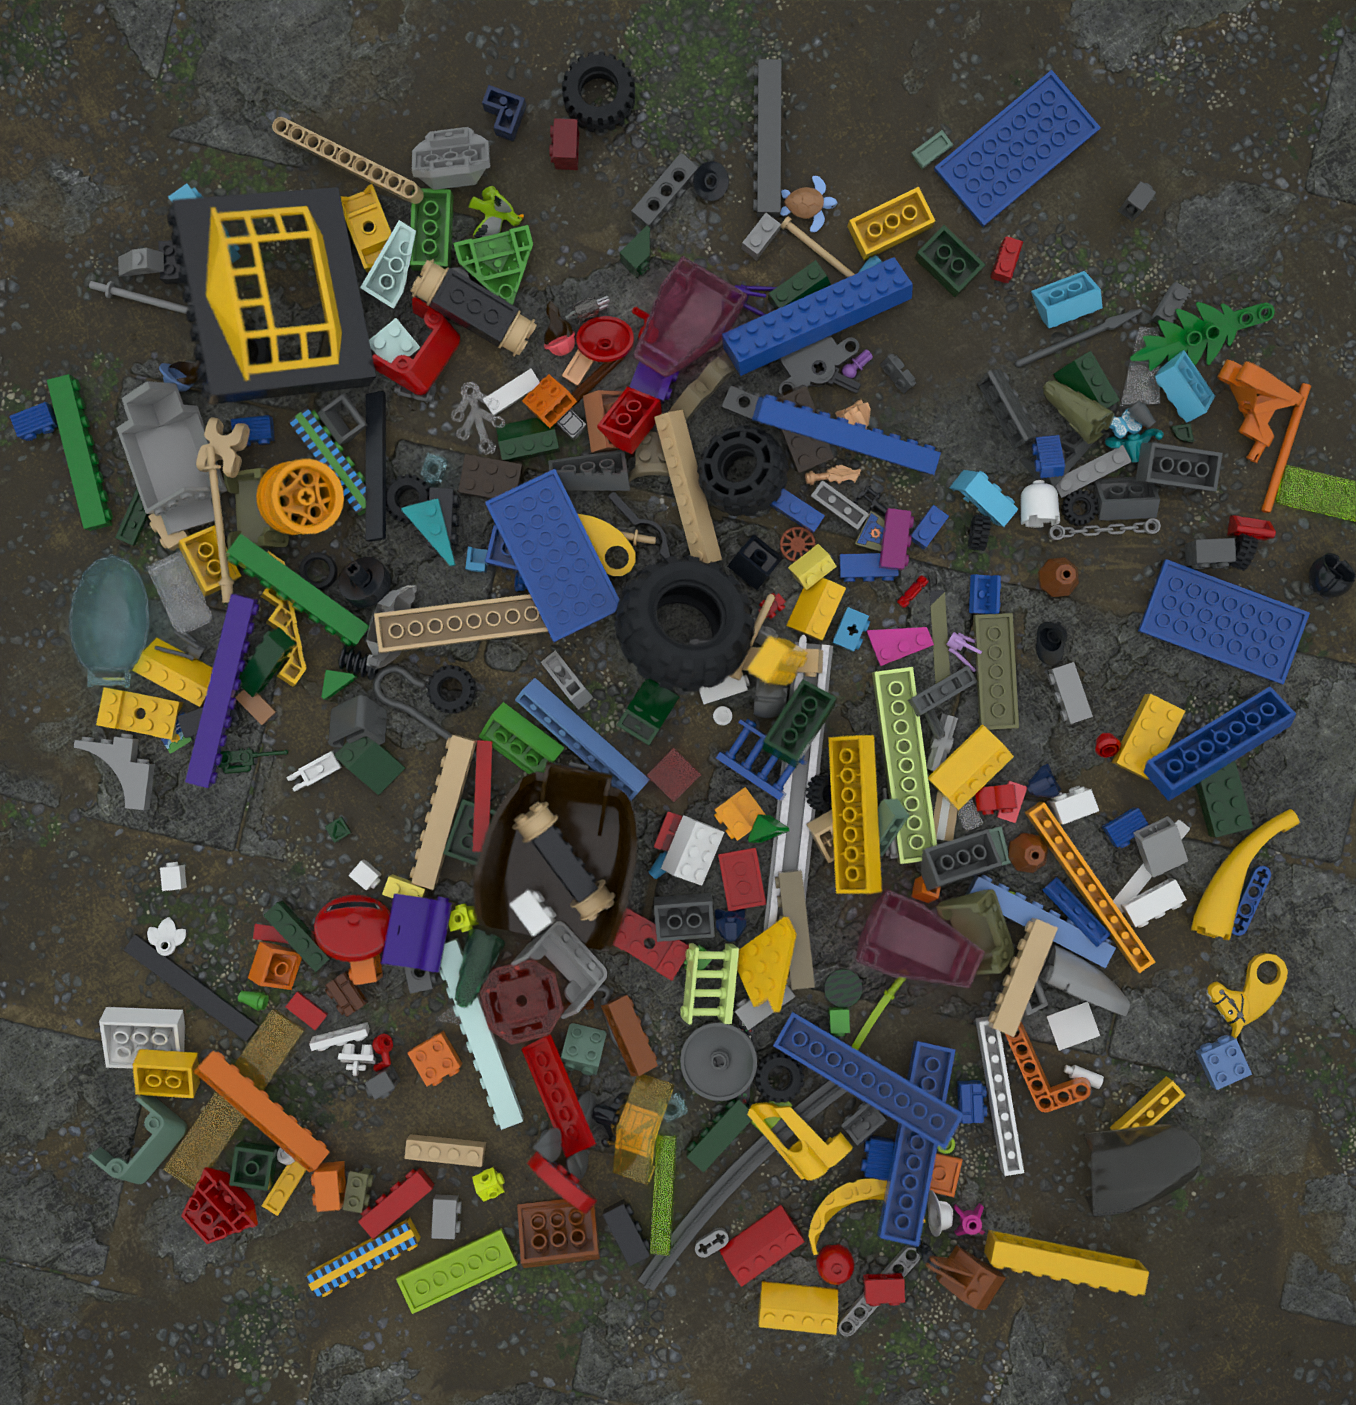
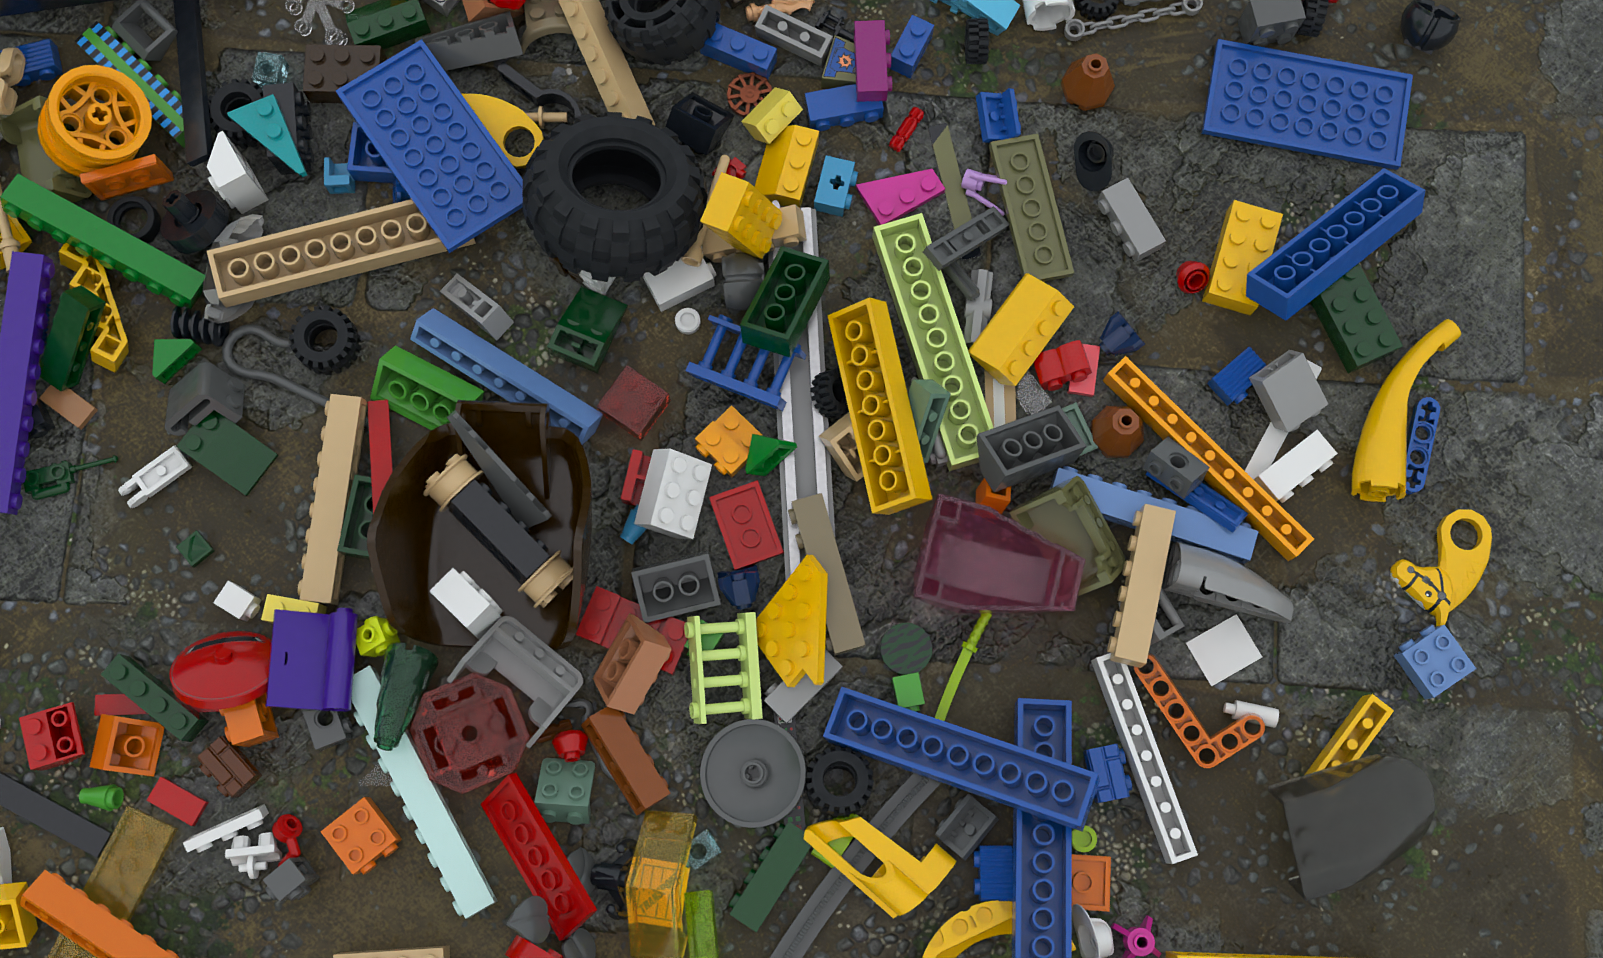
camera: 10 degrees left, 10 degrees down
(224, 952) = (52, 737): none -> red slope
(316, 539) = (127, 177): none -> orange tile
(399, 553) = (233, 176): none -> white slope
(580, 839) = (511, 490): none -> dark grey wedge
(591, 1018) = (570, 744): none -> red cone
(643, 970) = (631, 665): none -> nougat slope
(1073, 805) = (1165, 353): white brick -> none
(1073, 896) = (1176, 467): none -> dark grey brick

